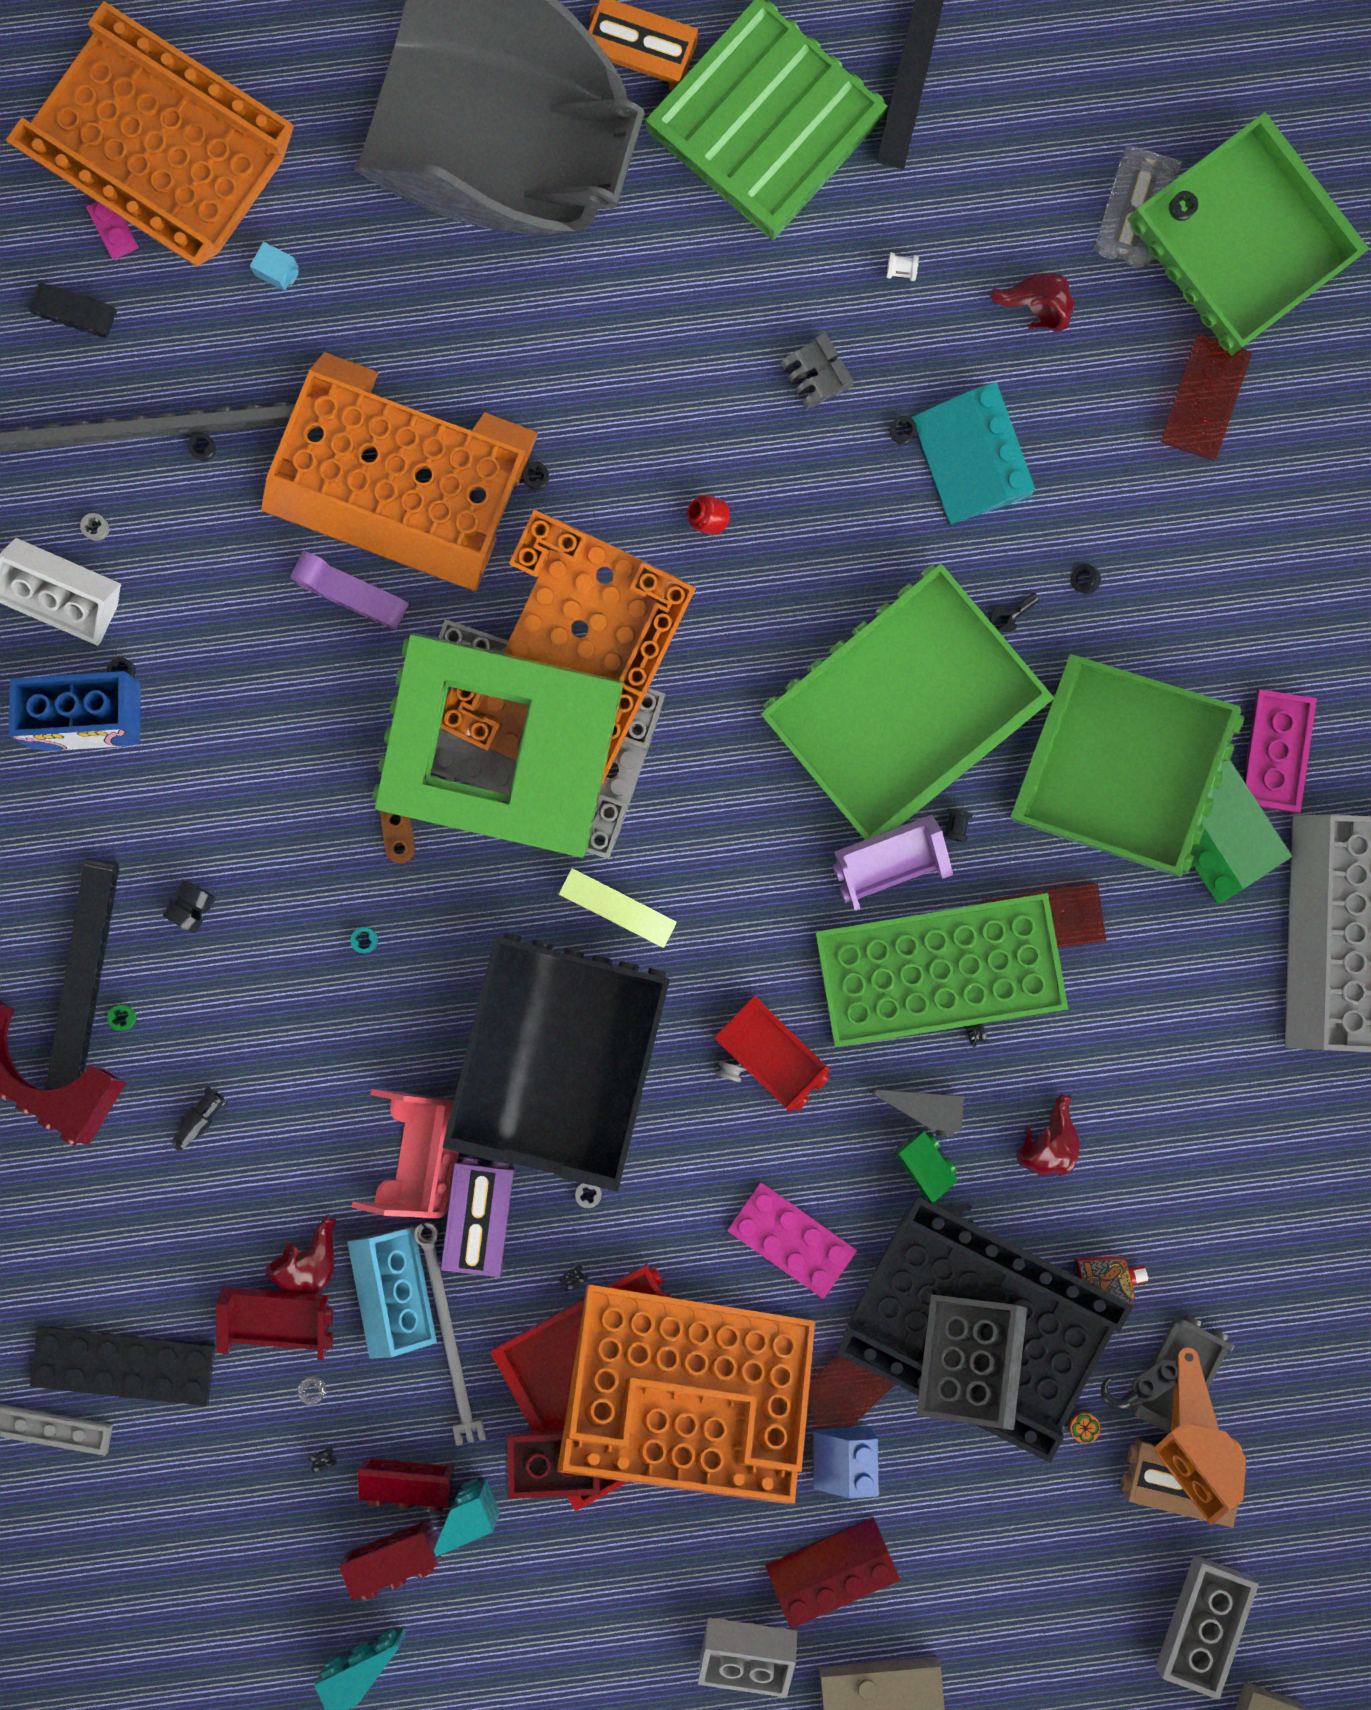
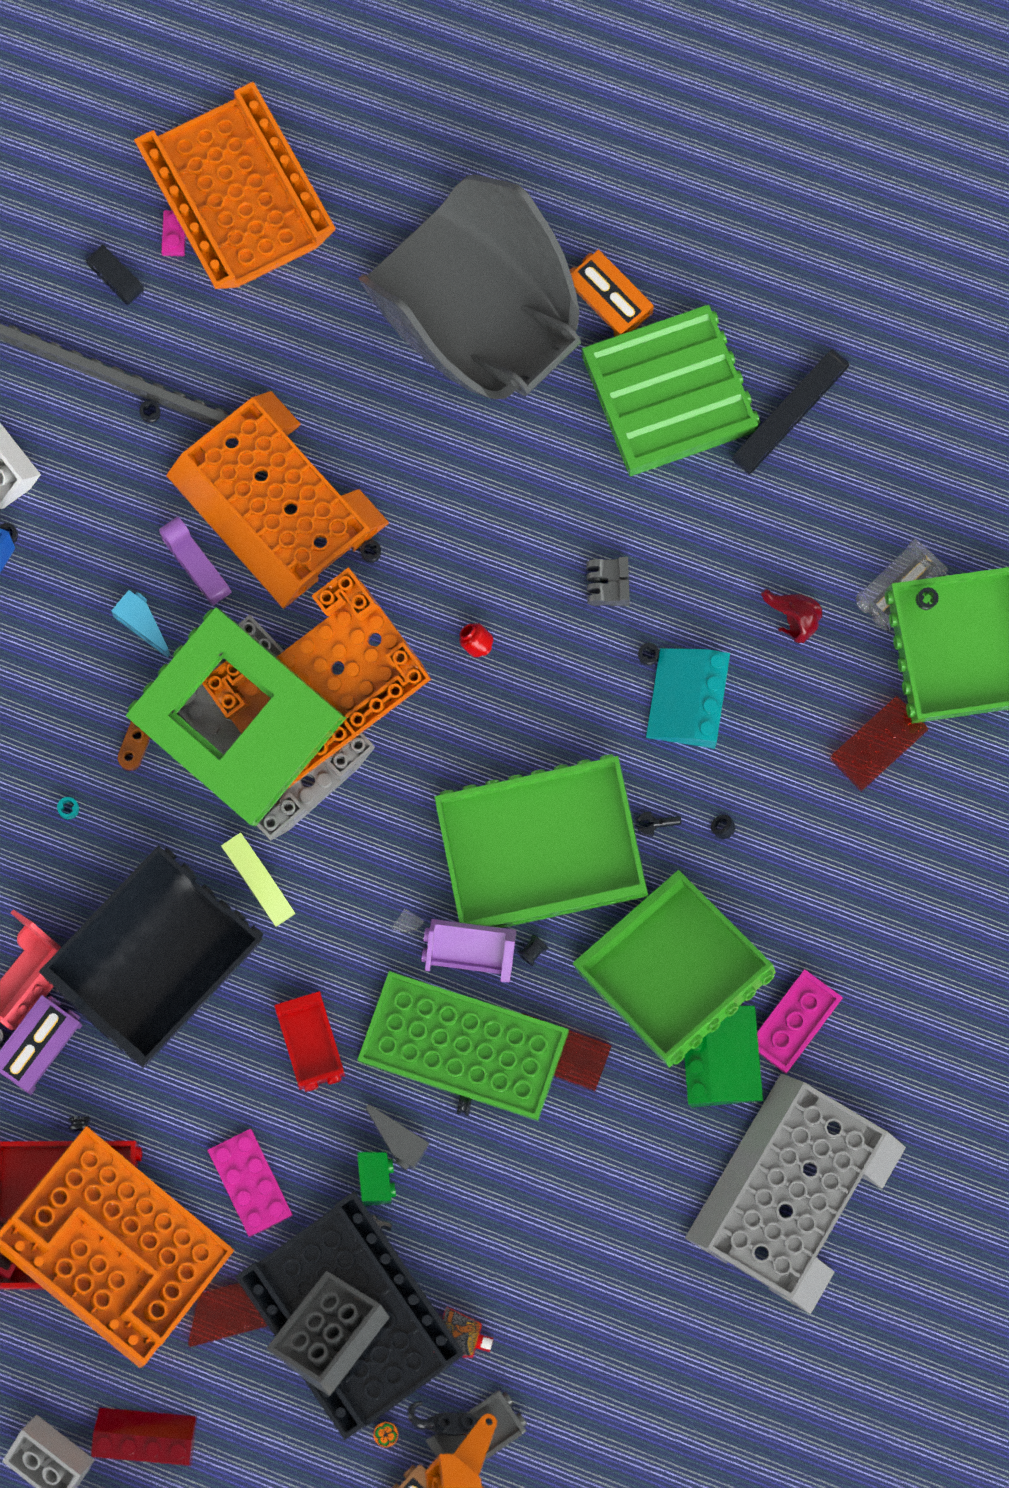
camera: 30 degrees right, 10 degrees down
(86, 523) = (49, 433): light grey bush -> none
(274, 266) = (269, 316): medium azure brick -> none
(320, 687) = (136, 616): none -> medium azure slope
(585, 1203) = (128, 1076): light grey bush -> none
(729, 1071) = (272, 1037): light grey bush -> none
(804, 866) = (407, 922): none -> clear tile
(846, 1461) = (198, 1359): blue slope -> none
(902, 266) = (710, 540): white bush -> none
(1055, 1149) = (476, 1220): dark red piece -> none

